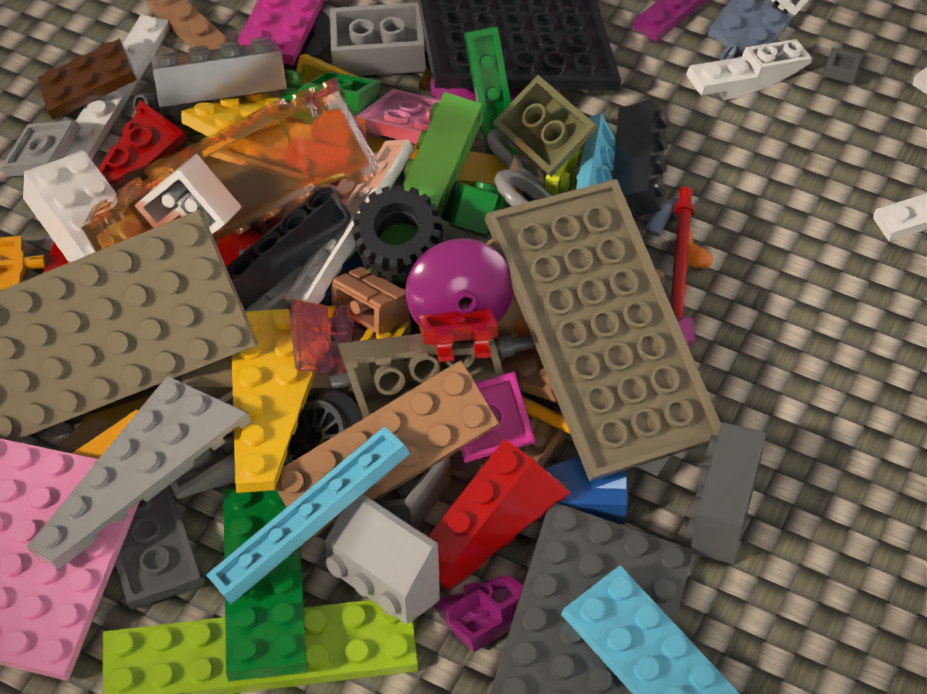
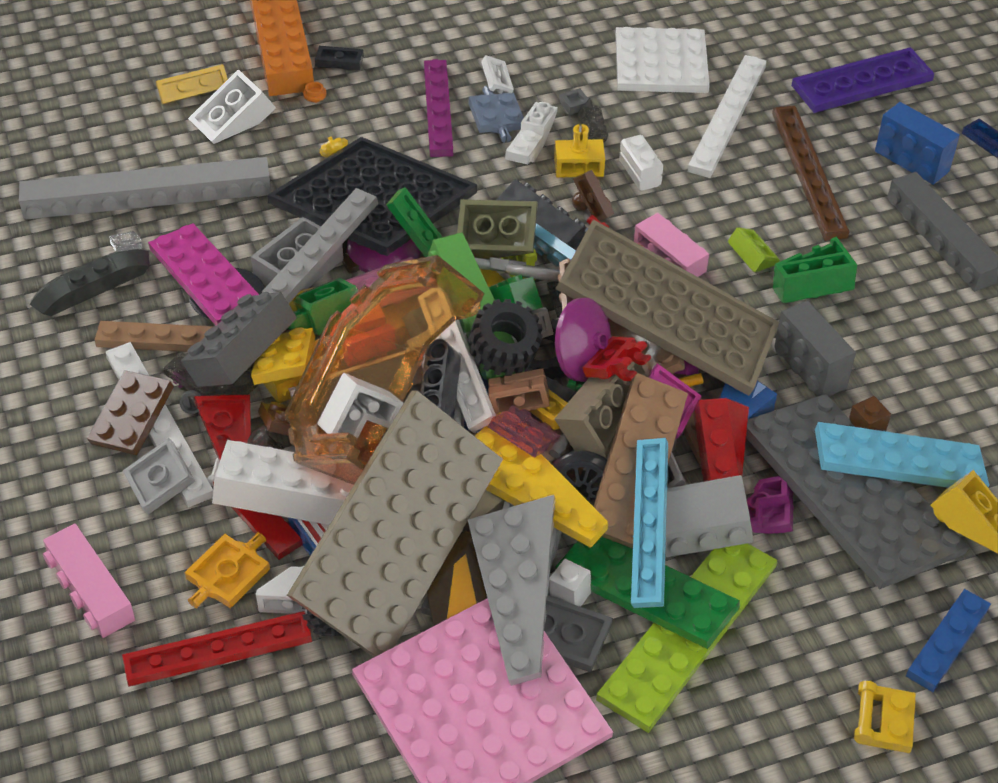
camera: 50 degrees left, 5 degrees down
(203, 515) = (570, 583): none -> white brick
(385, 38) = (322, 244): none -> light grey plate
(695, 611) = (870, 415): none -> reddish brown brick
(716, 169) = (591, 196): none -> reddish brown plate
(737, 281) = (671, 244): none -> bright pink brick
(767, 123) = (579, 155): none -> yellow brick
(822, 172) = (641, 162): none -> white brick
(830, 347) = (752, 249): none -> lime slope
(839, 90) = (593, 118): none -> clear smoke hinge
(847, 418) = (815, 274): none -> green wedge

